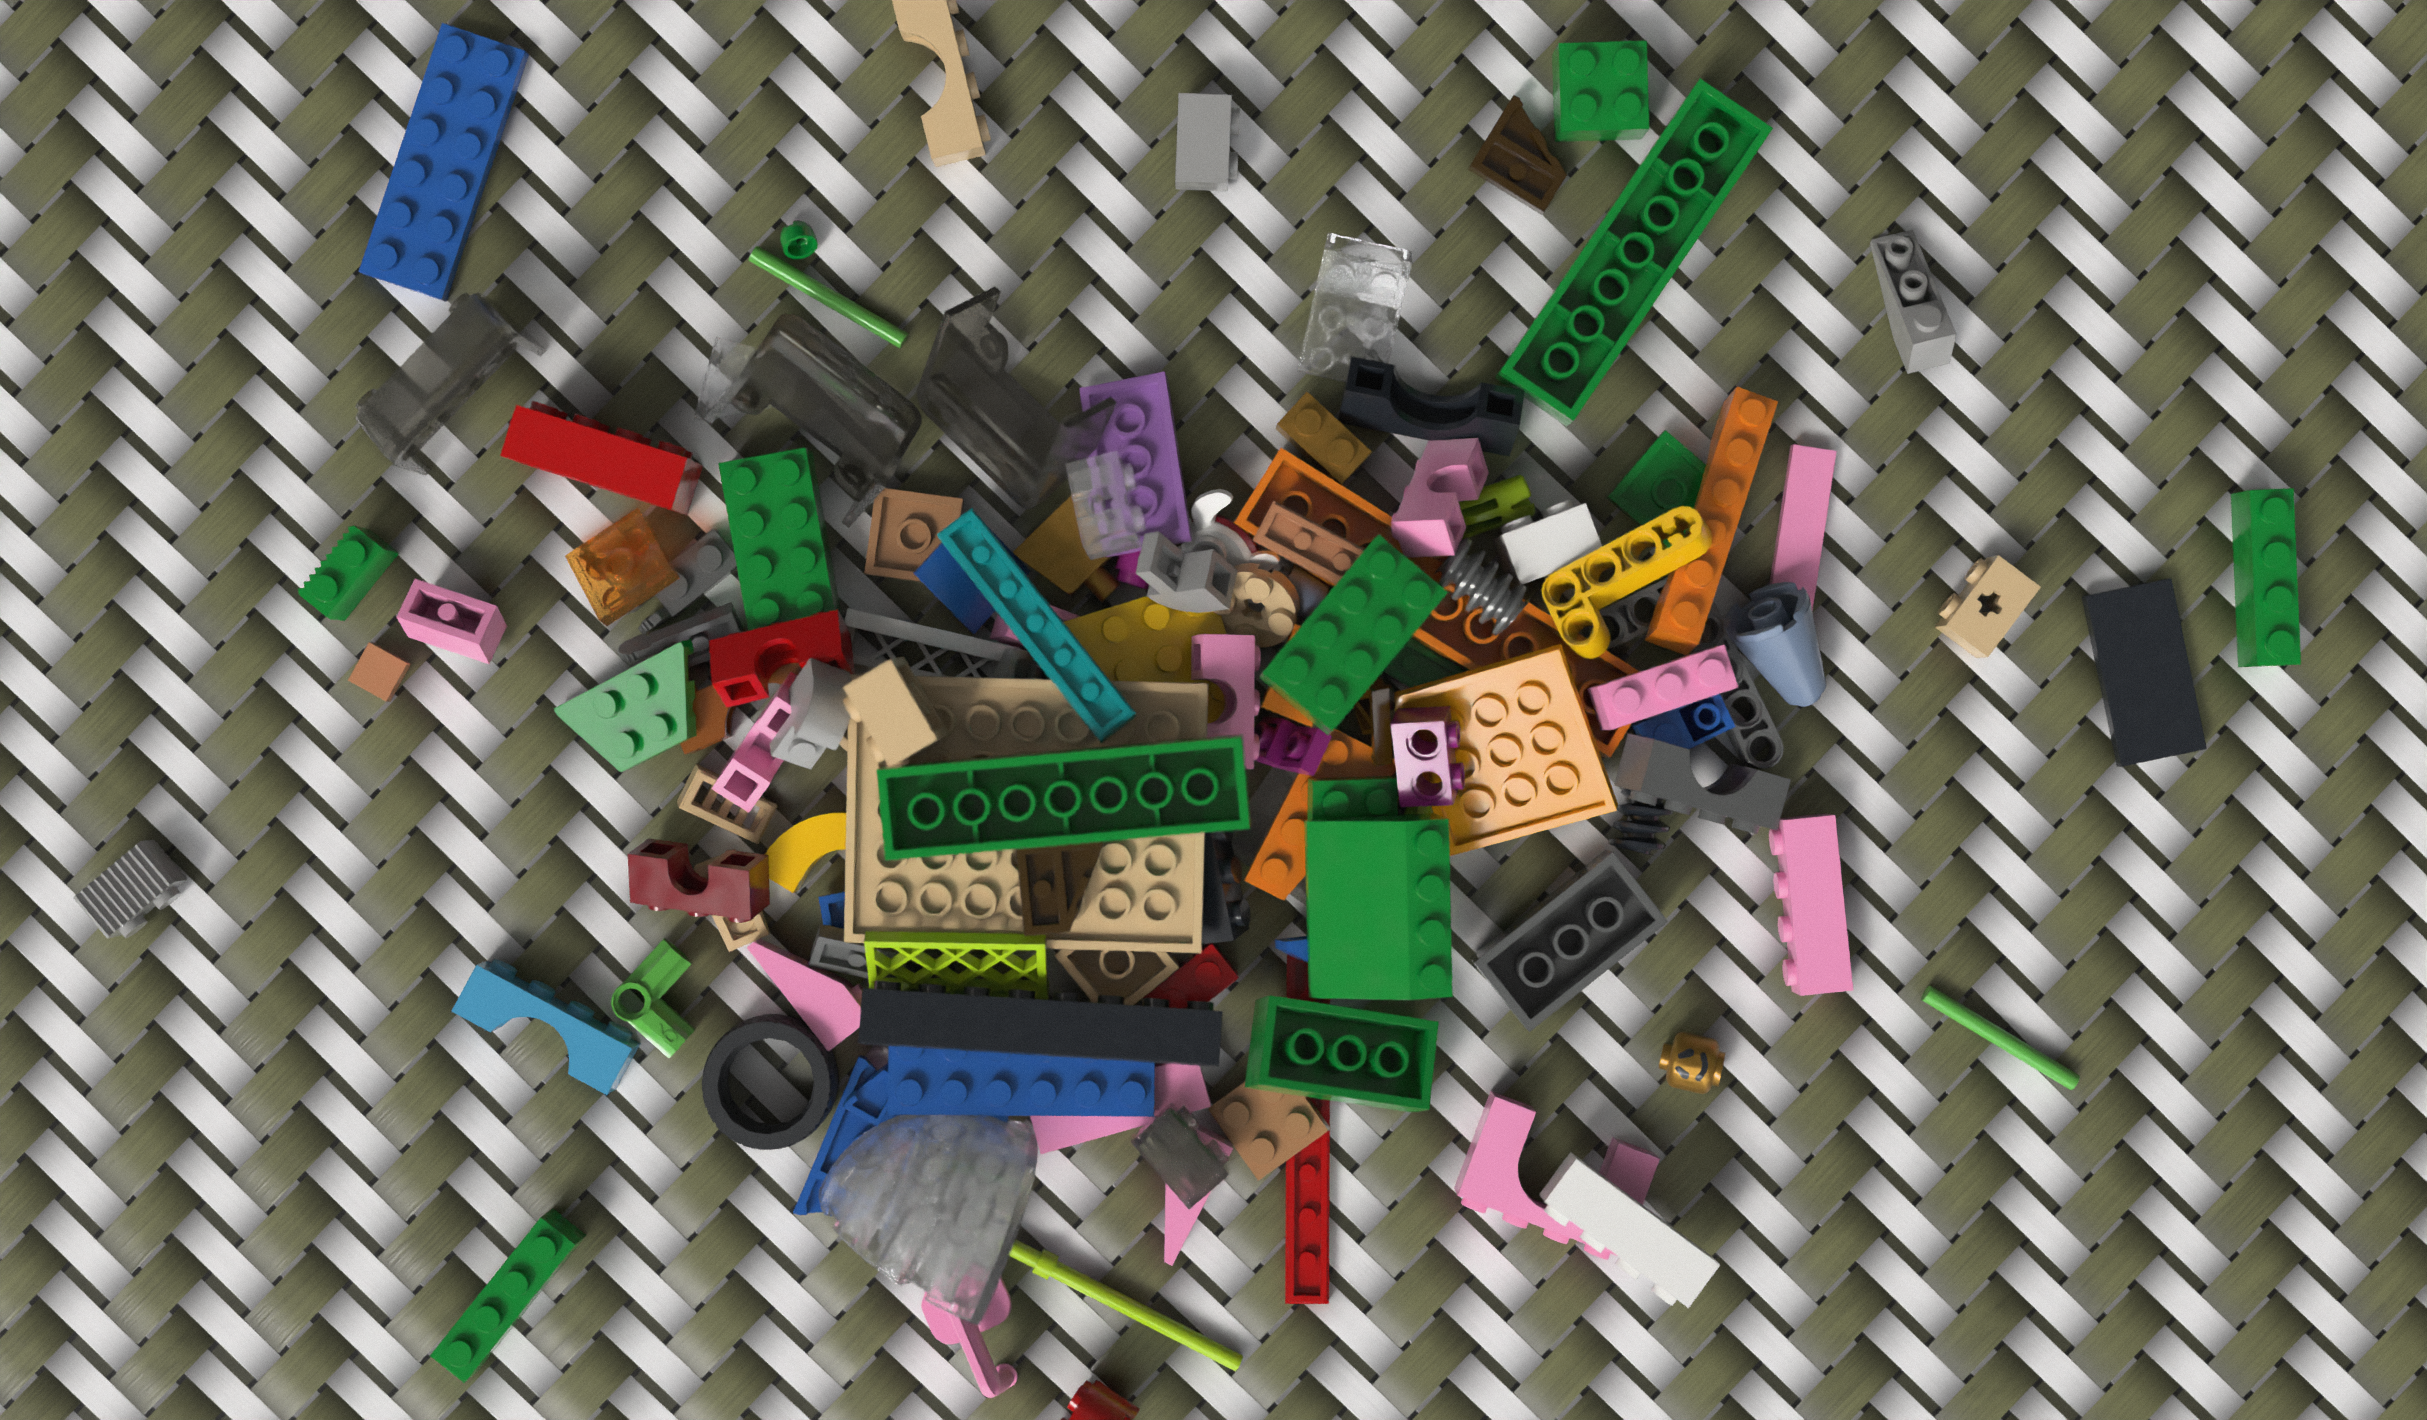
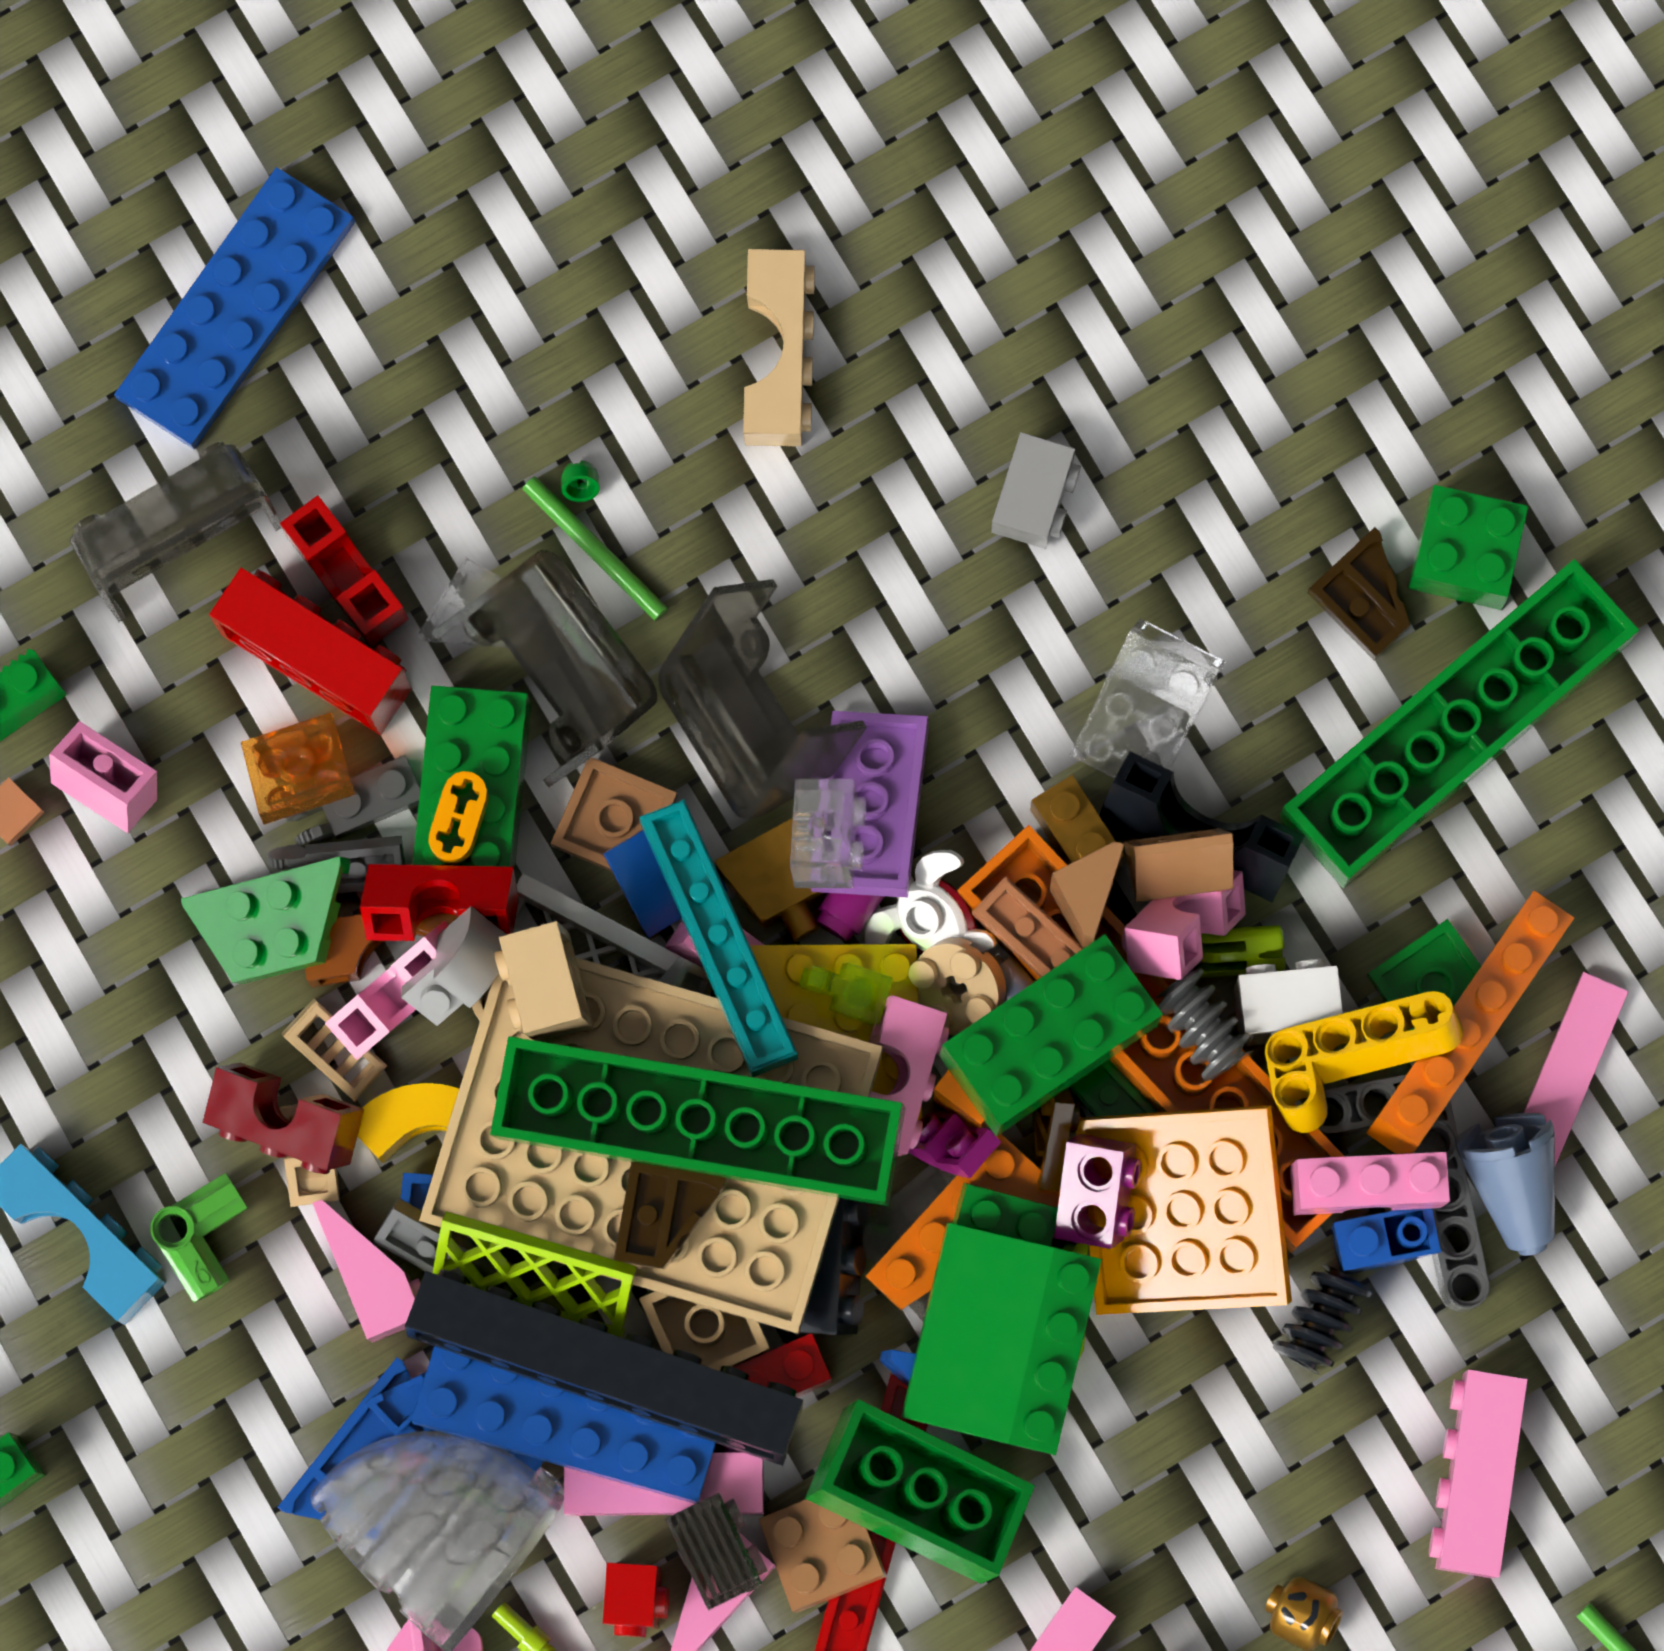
camera: 20 degrees right, 10 degrees down
(610, 378) = (344, 571): none -> red arch
(728, 1115) = (241, 1329): black tyre -> none
(765, 577) = (469, 822): none -> light orange beam
(1121, 1209) = (634, 1598): none -> red brick
(1168, 638) = (855, 991): none -> clear neon green plate
(1185, 580) = (887, 936): light grey brick -> none
(1350, 499) = (1084, 890): none -> medium nougat slope
(1424, 446) = (1180, 864): none -> medium nougat slope
(1568, 939) = (1200, 1437): dark grey brick -> none
(1665, 772) = (1347, 1274): dark grey arch -> none

